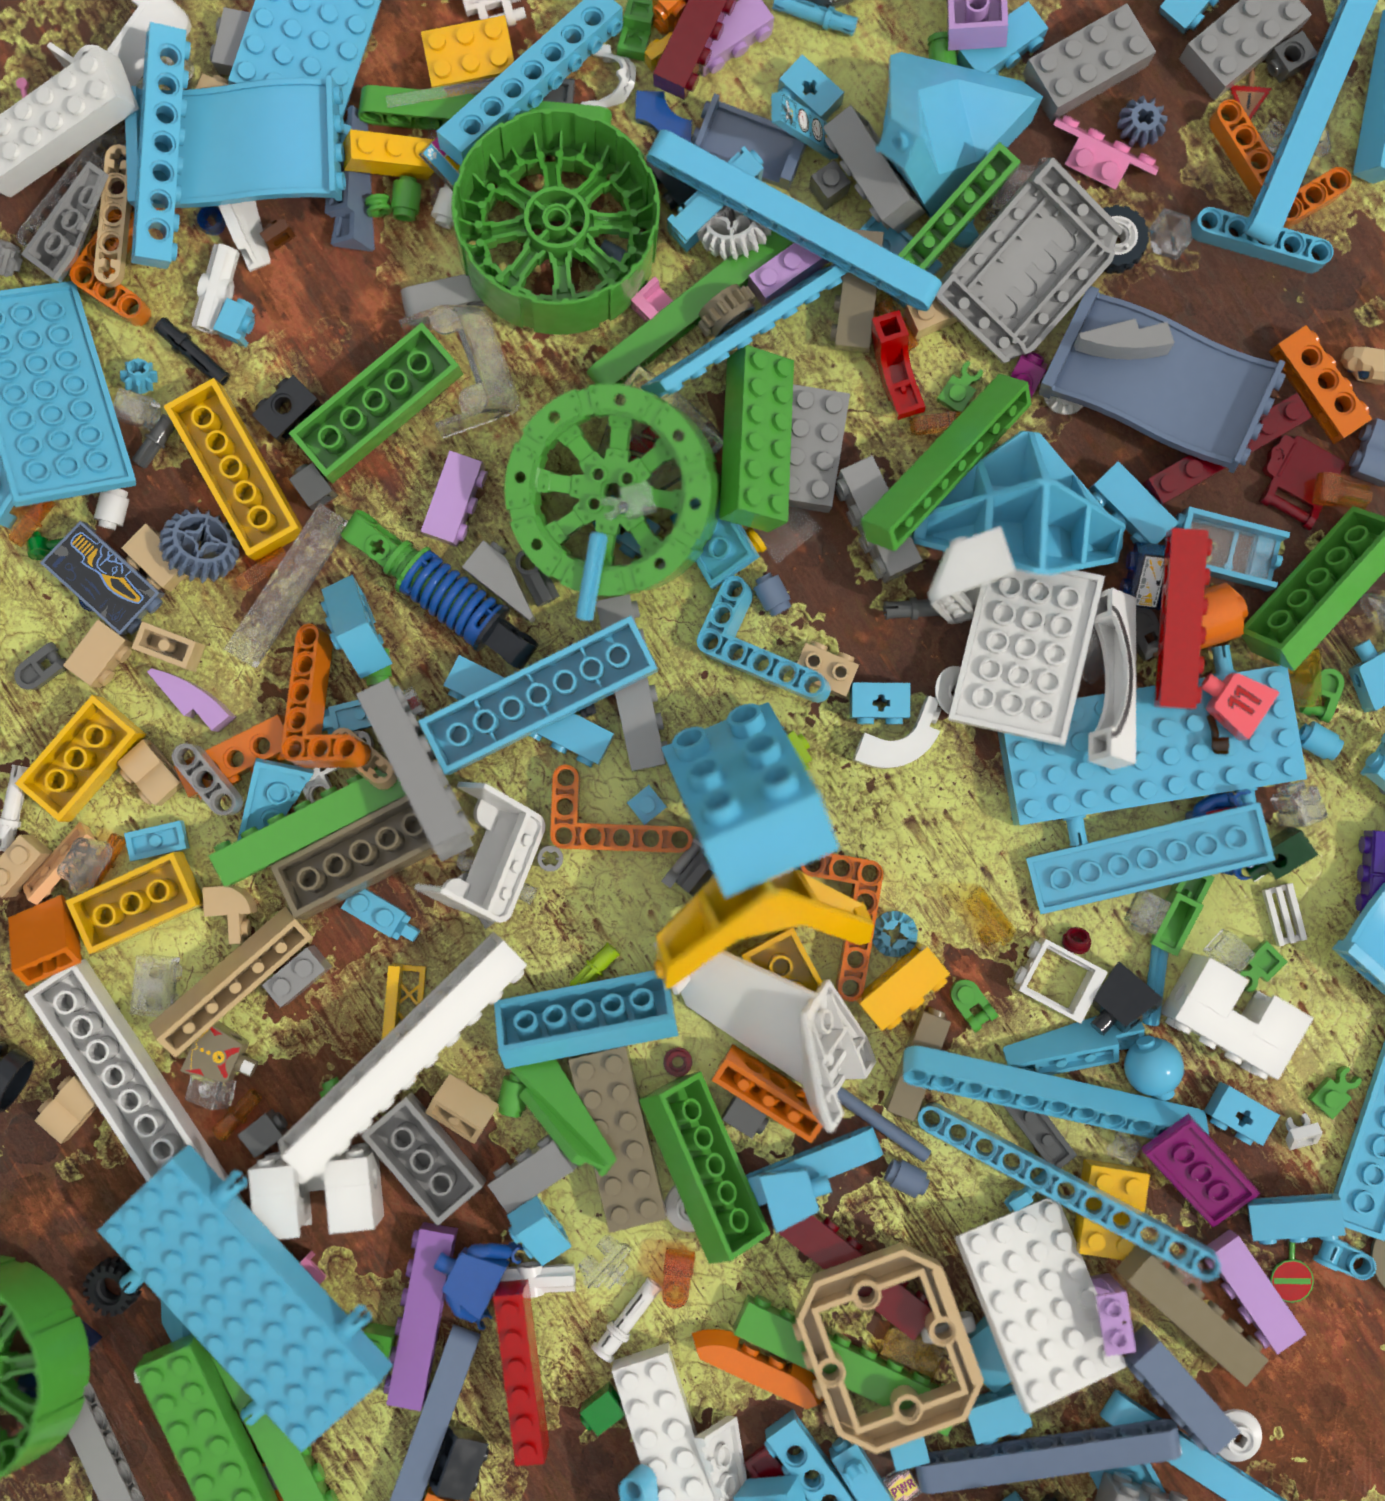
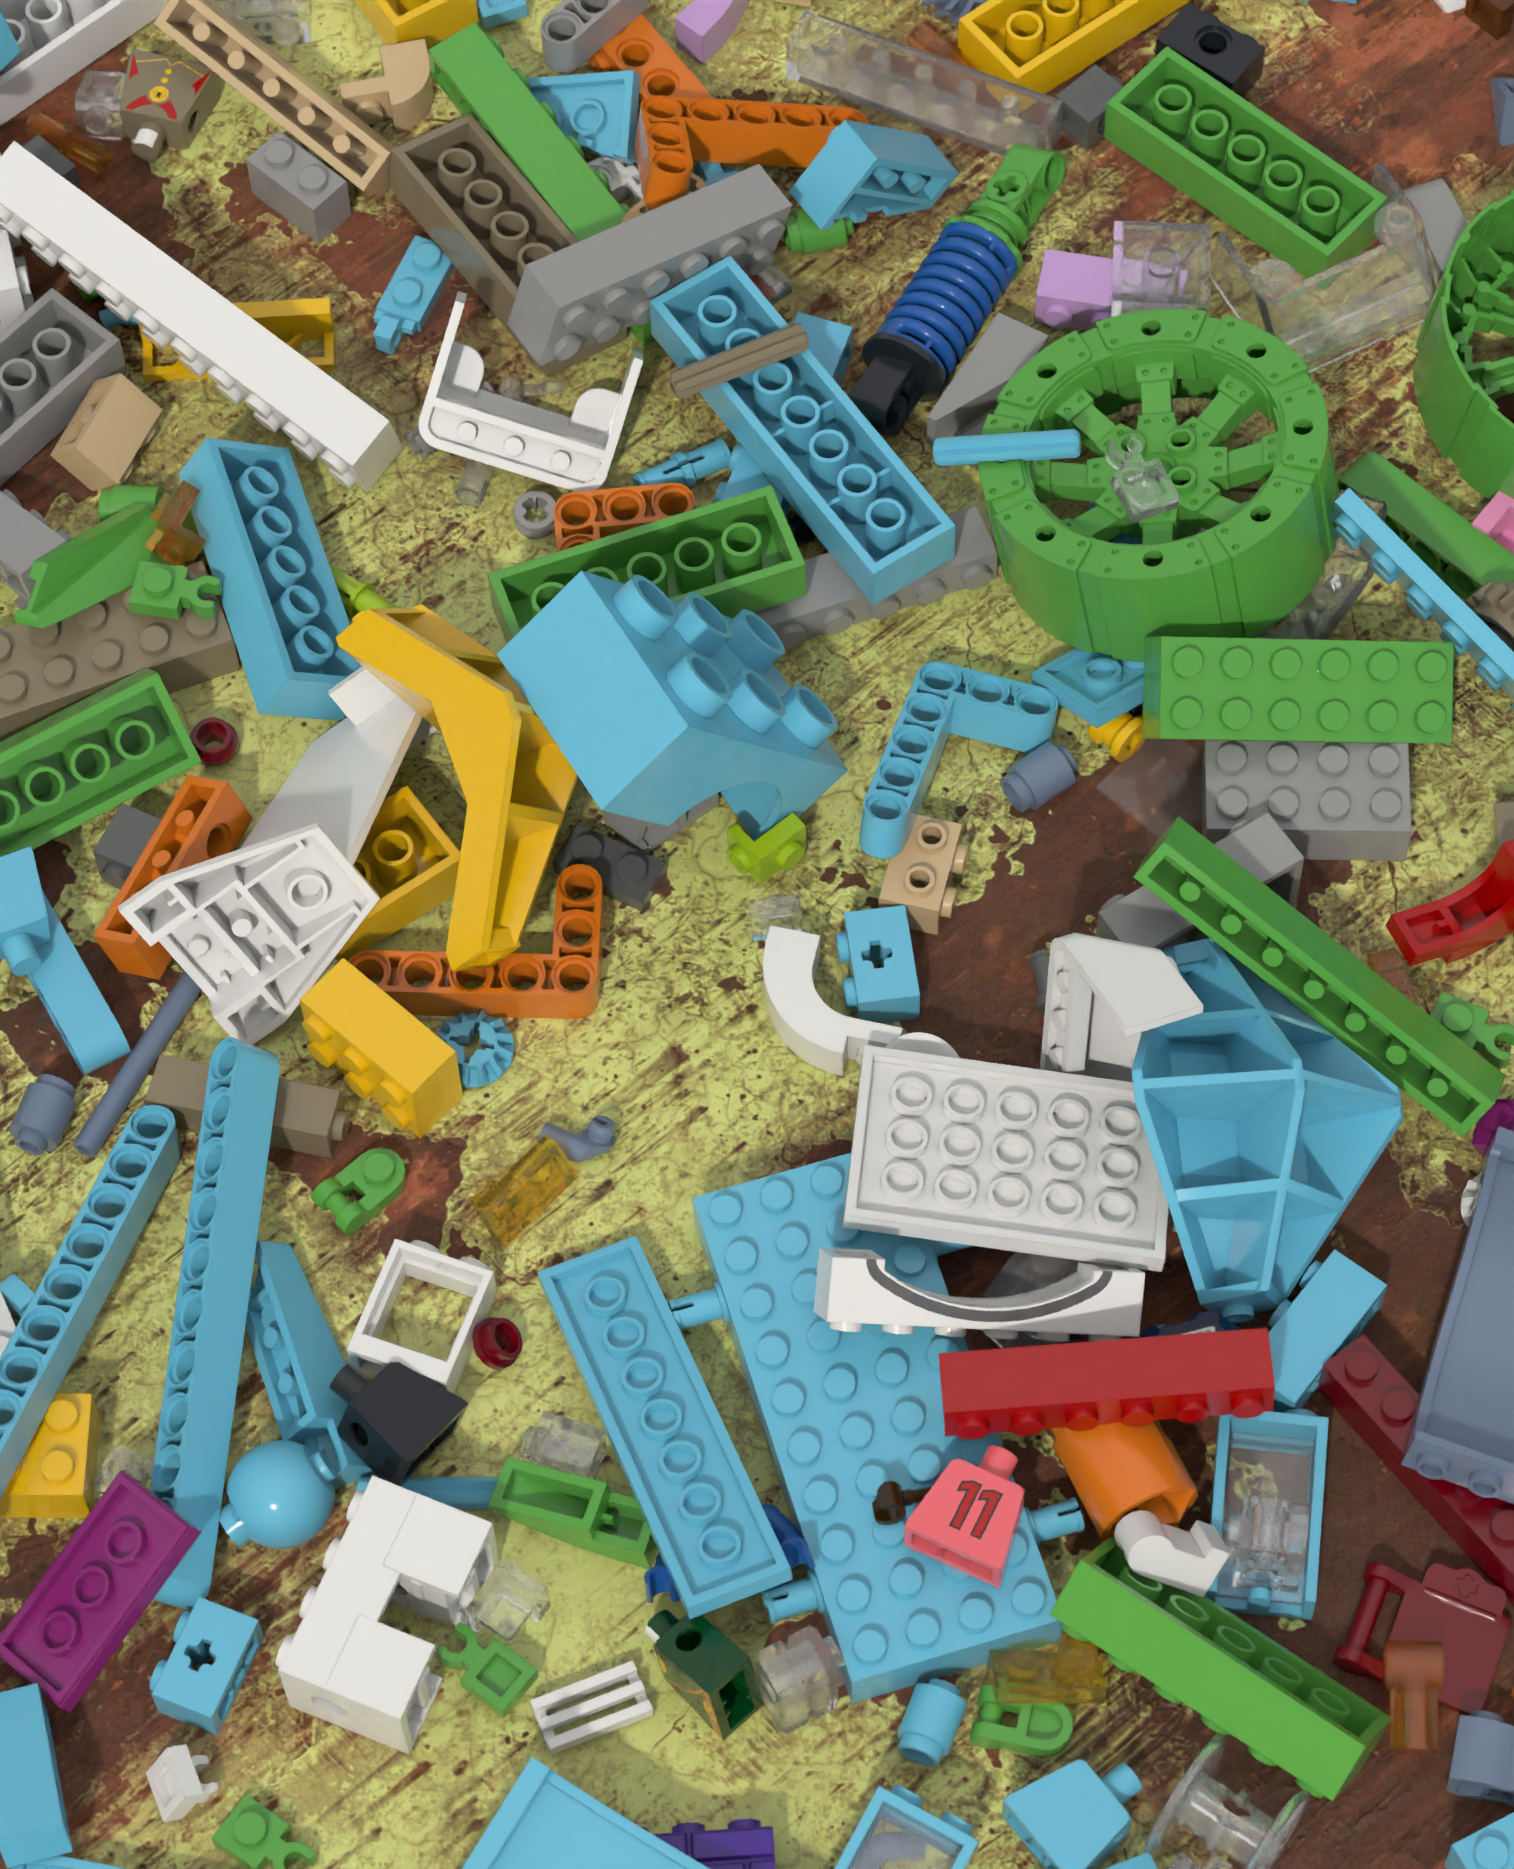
camera: 85 degrees right, 25 degrees down
(466, 466) = (1160, 266): none -> clear slope
(500, 726) = (738, 360): none -> dark tan axle
(527, 750) = (687, 467): none -> medium azure pin
(541, 1076) = (169, 538): none -> clear orange bracket
(593, 1084) = (166, 589): none -> bright green plate
(634, 800) = (727, 552): none -> bright green brick
(840, 755) = (775, 911): none -> clear tile
(962, 881) = (585, 1144): none -> sand blue arm
(1043, 1136) = (132, 1333): dark grey plate -> none
(1261, 600) = (1172, 1554): none -> white leg
(1262, 550) = (1268, 1543): none -> clear brick

